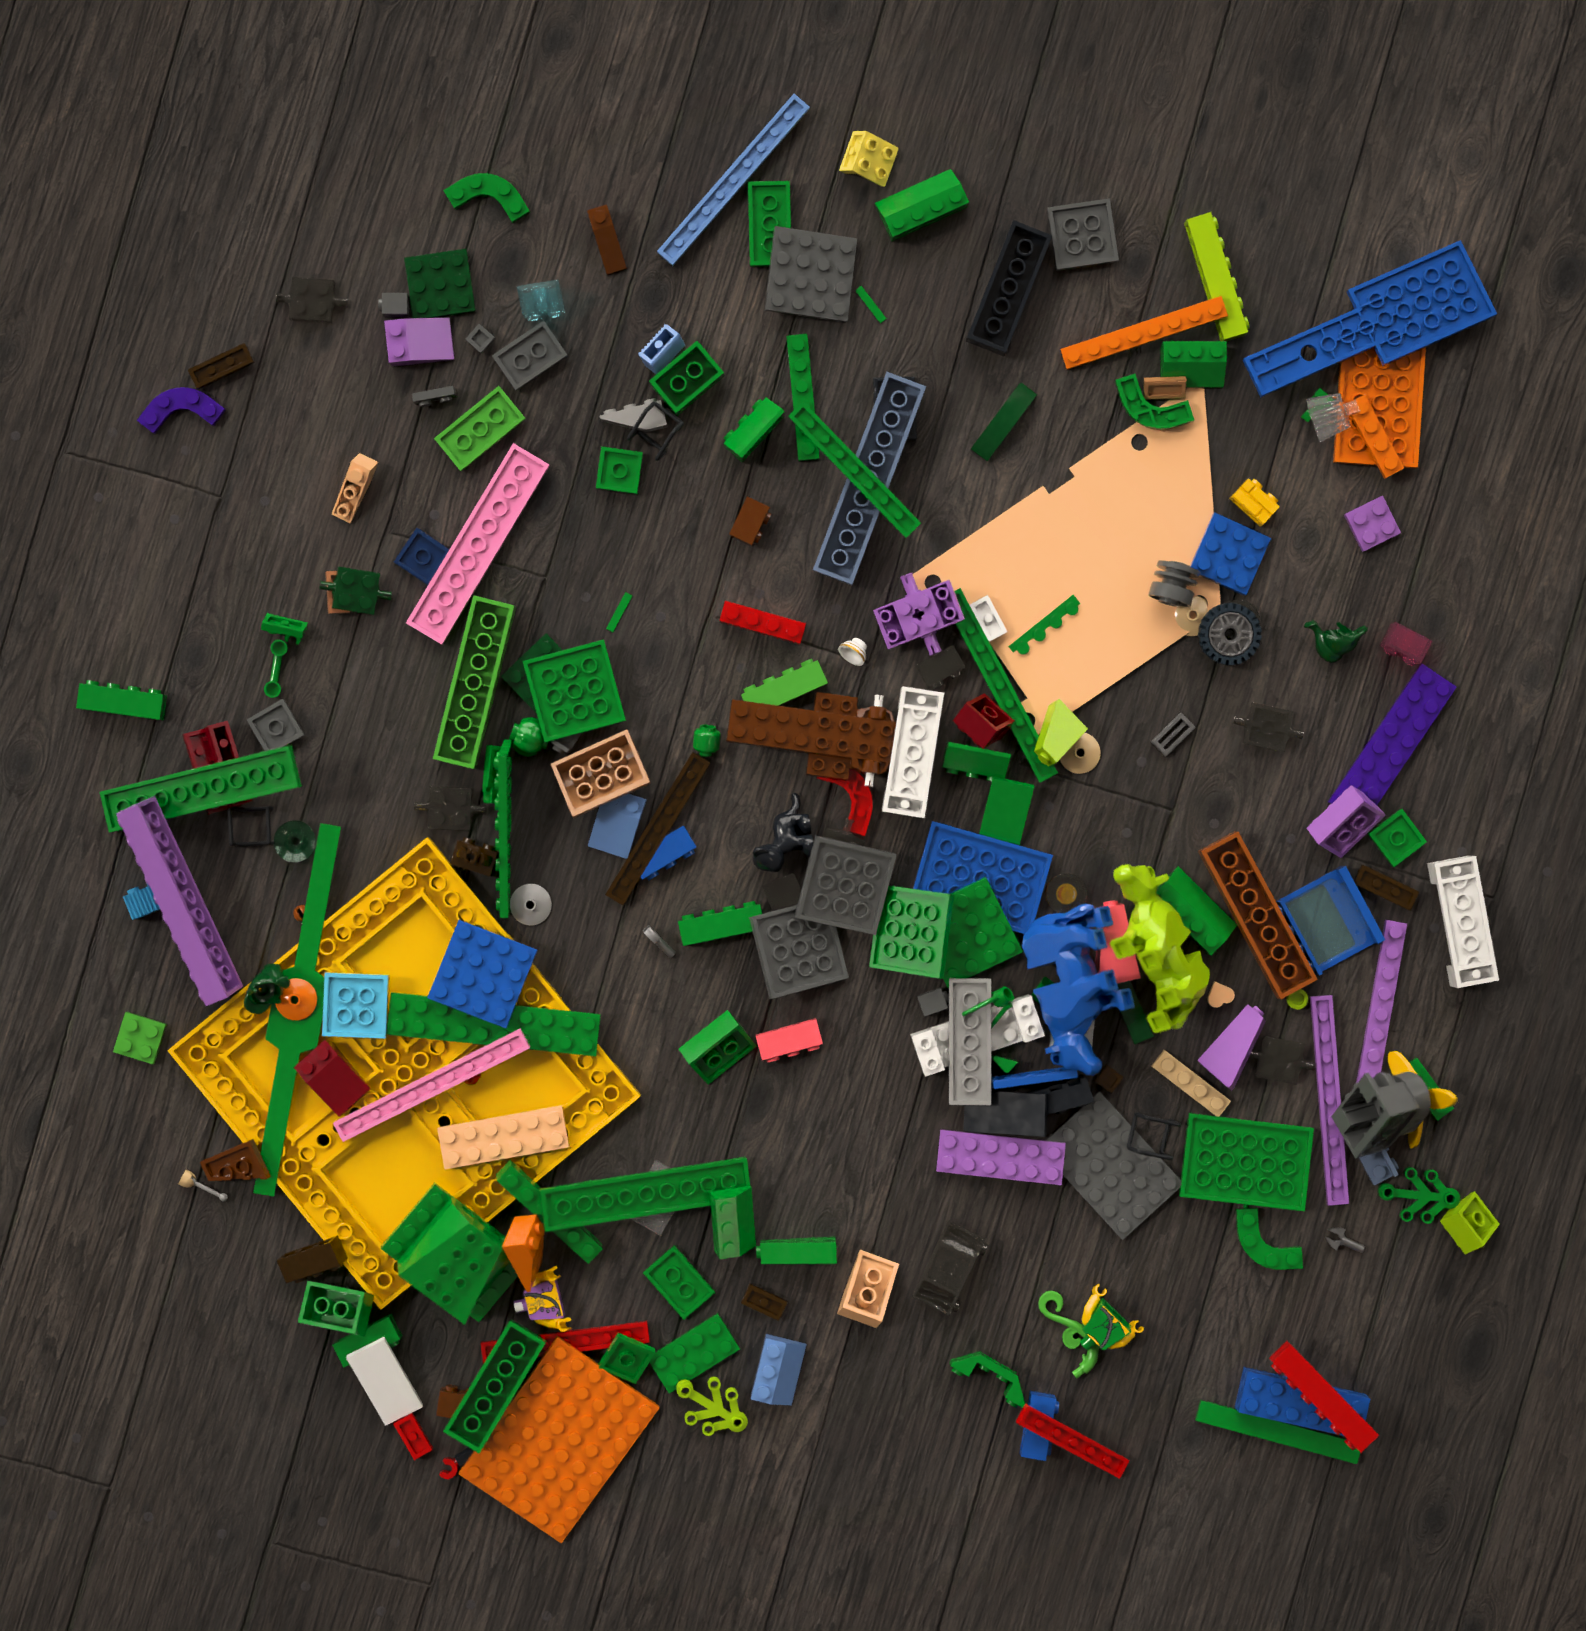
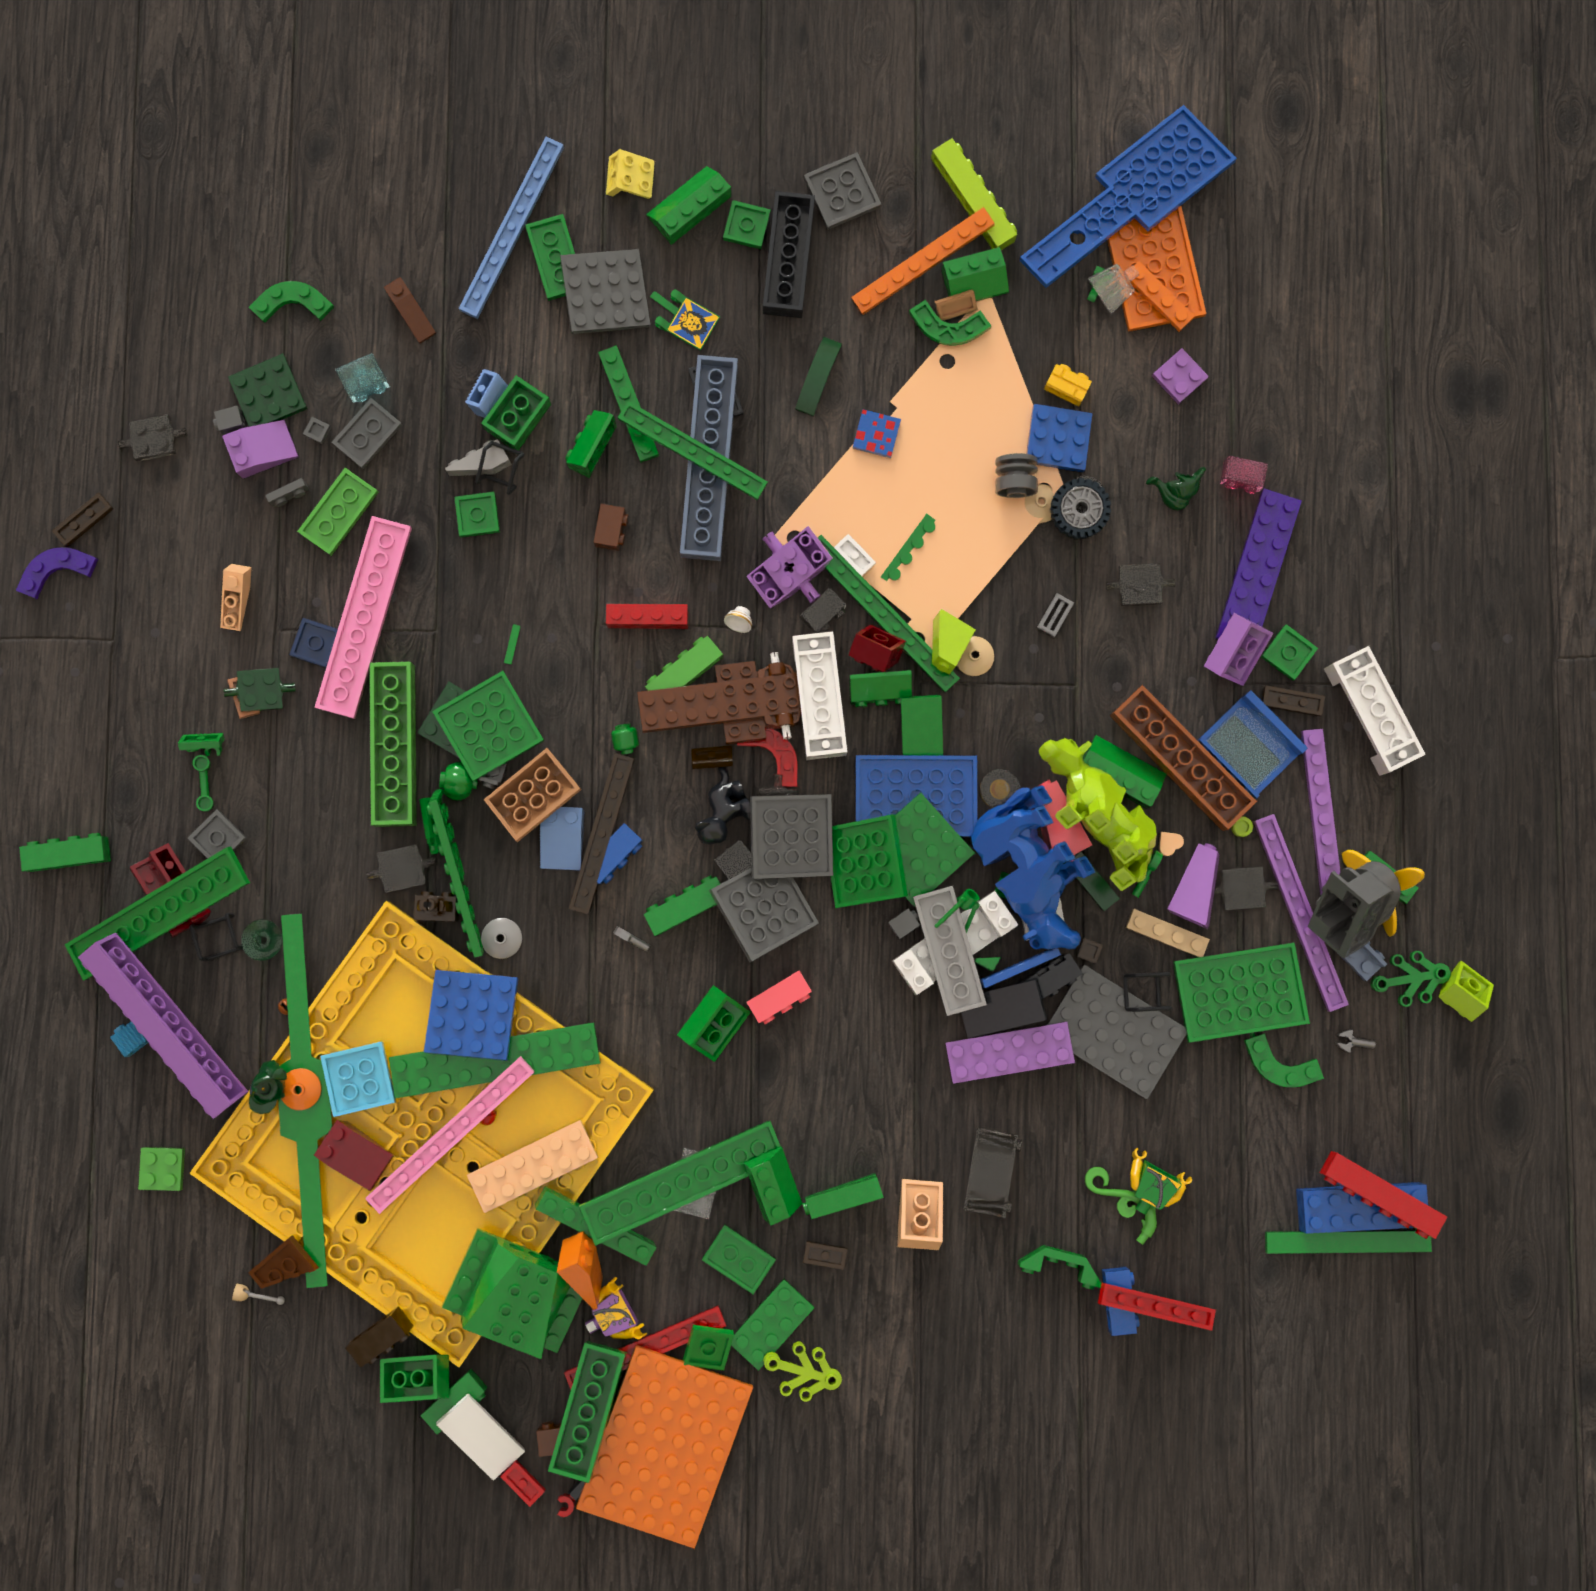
camera: 30 degrees left, 5 degrees down
(778, 1371) = (856, 1318): medium blue slope -> none
(788, 783) = (711, 757): none -> dark brown plate
(889, 330) = (691, 322): none -> flag
(974, 243) = (746, 224): none -> green plate
(1046, 498) = (876, 433): none -> blue tile
(1200, 1008) = (1155, 861): none -> green piece

